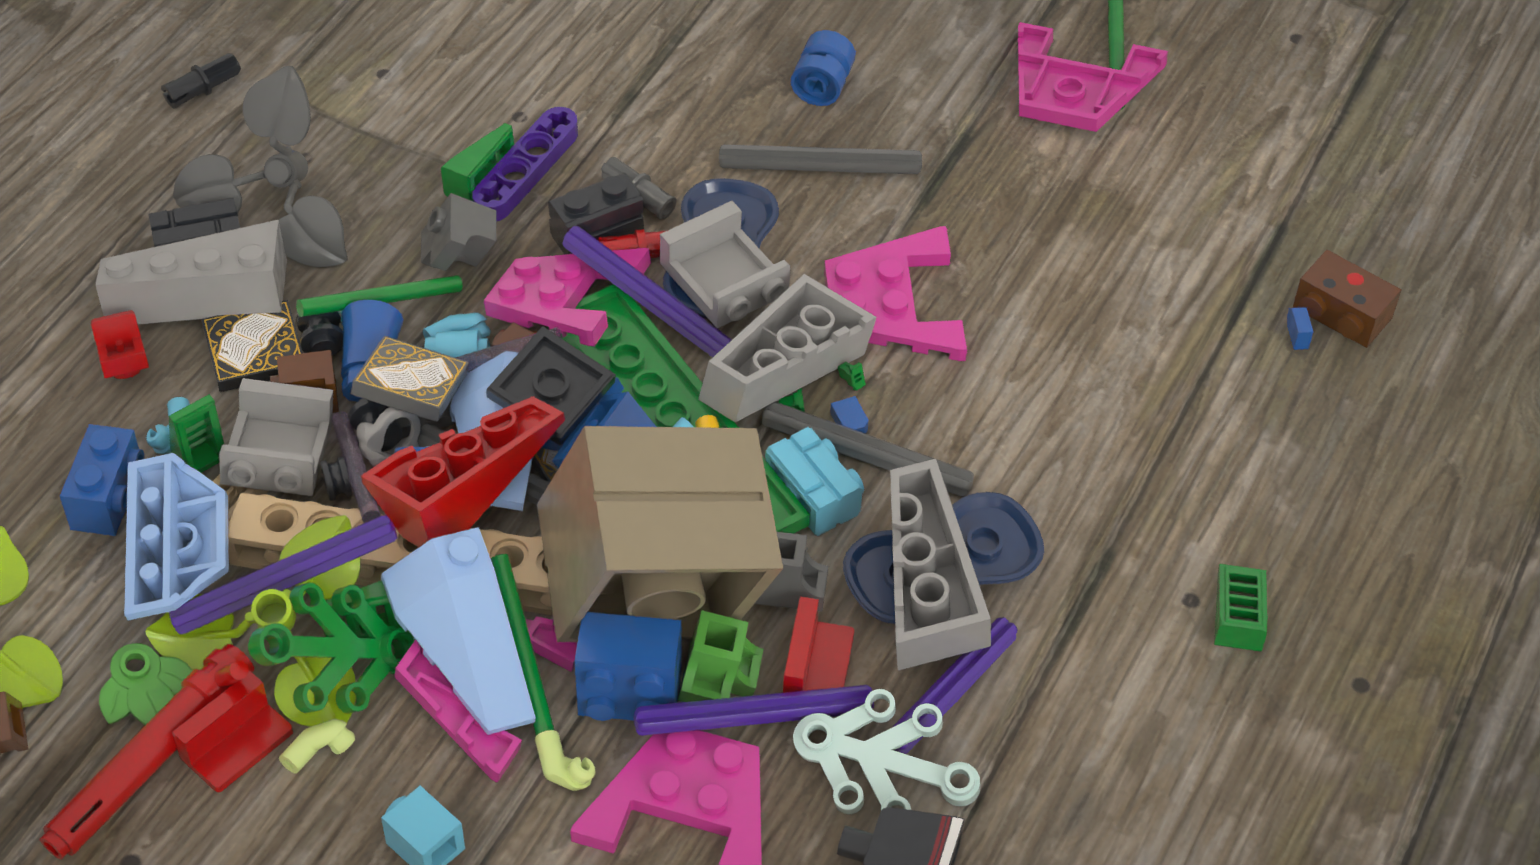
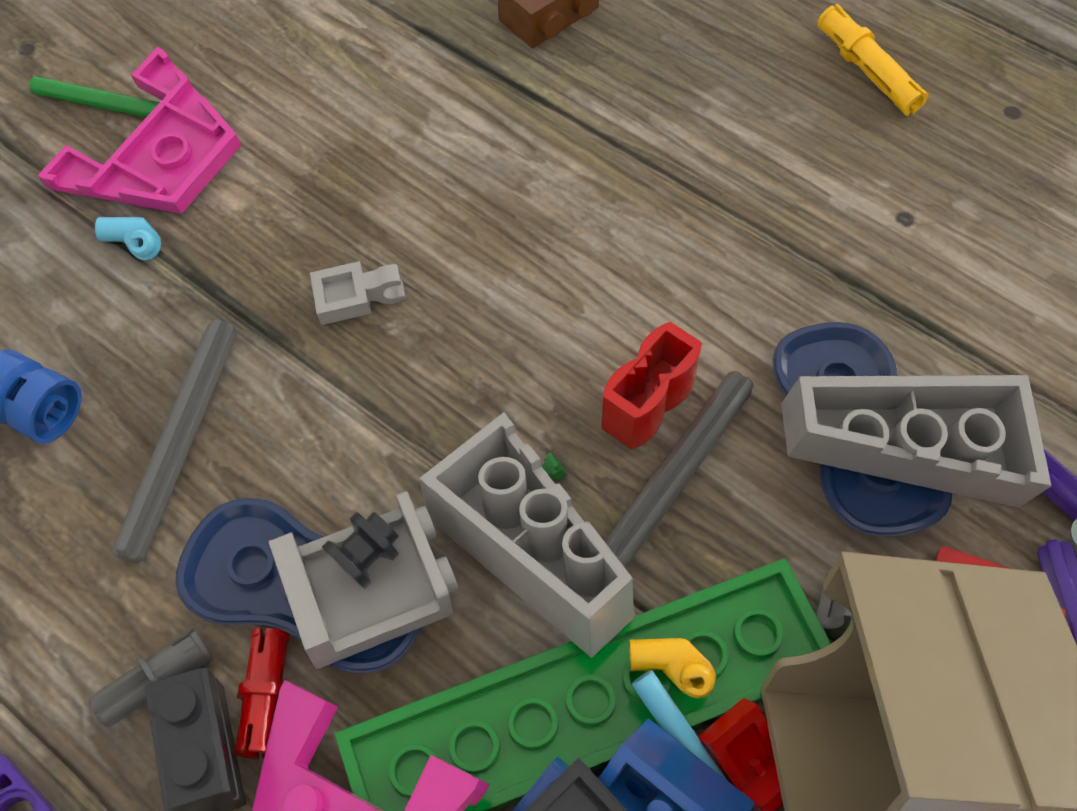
camera: 75 degrees left, 10 degrees up
(645, 291) = (370, 698): dark purple axle -> none
(748, 256) = (367, 543): none -> black wheel
(817, 479) = (725, 539): medium azure brick -> none
(849, 414) = (616, 486): blue piece -> none
(881, 285) = (418, 420): dark pink wing -> none
(934, 411) = (650, 385): none -> red brick
(974, 223) = (346, 290): none -> light grey plate
(987, 93) = (133, 231): none -> medium azure arm
(1237, 632) = (952, 189): green slope -> none
(1299, 327) = (570, 44): blue piece -> none
(1384, 542) = (859, 47): none -> yellow pin

